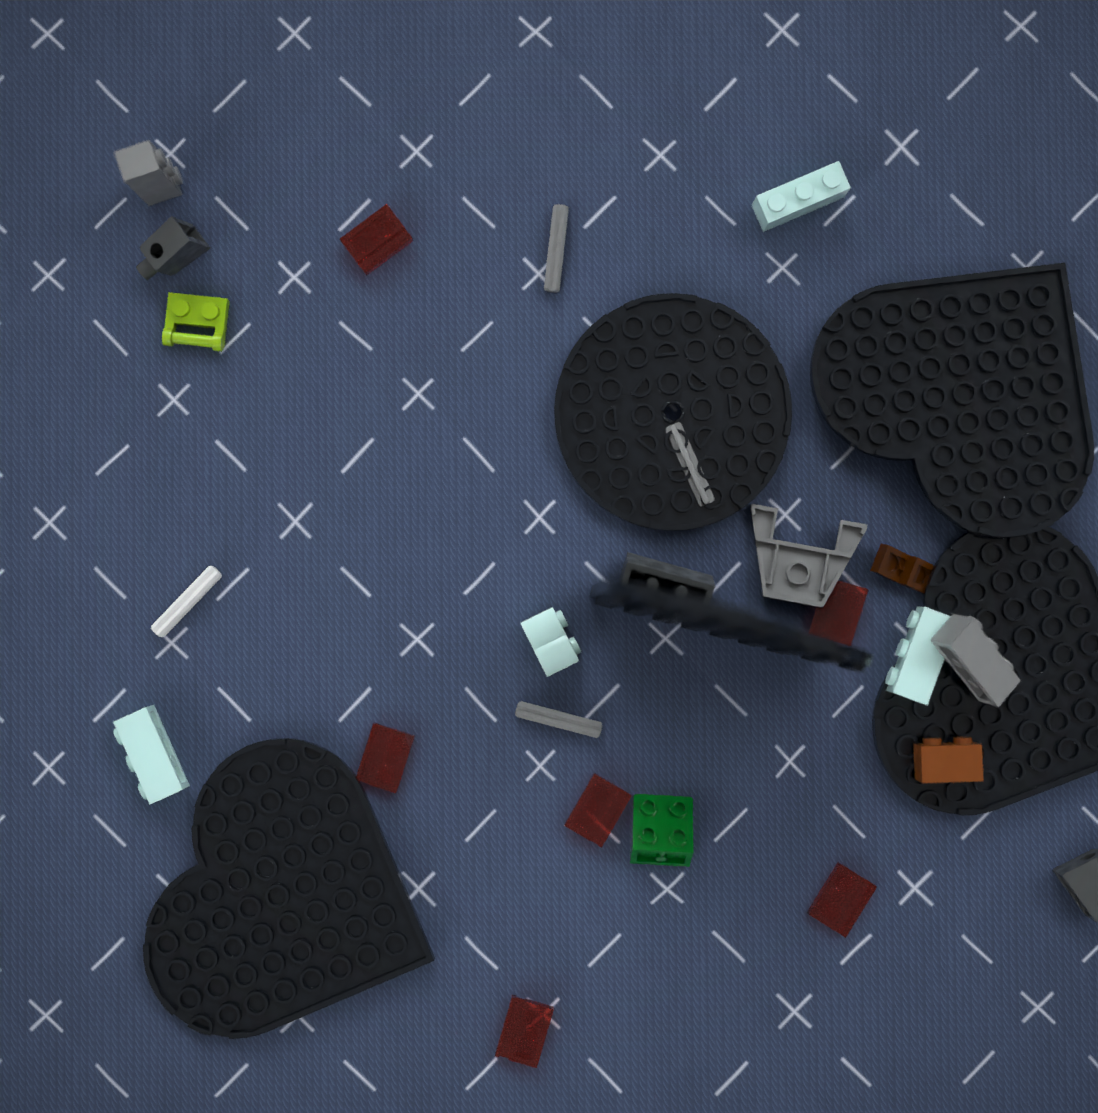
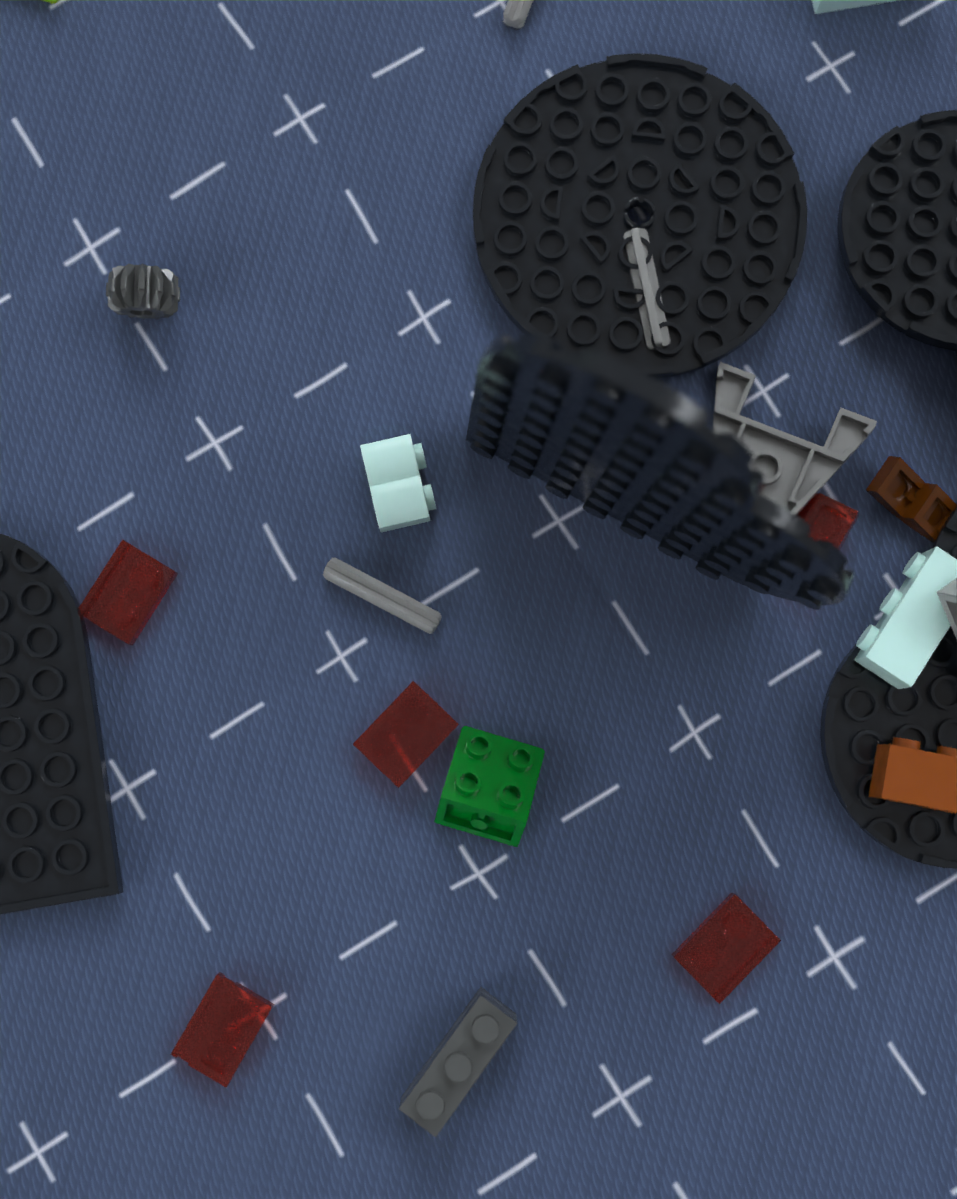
camera: 15 degrees right, 5 degrees down
(344, 550) = (143, 291): none -> dark grey gear
(683, 1015) = (458, 1061): none -> dark grey brick

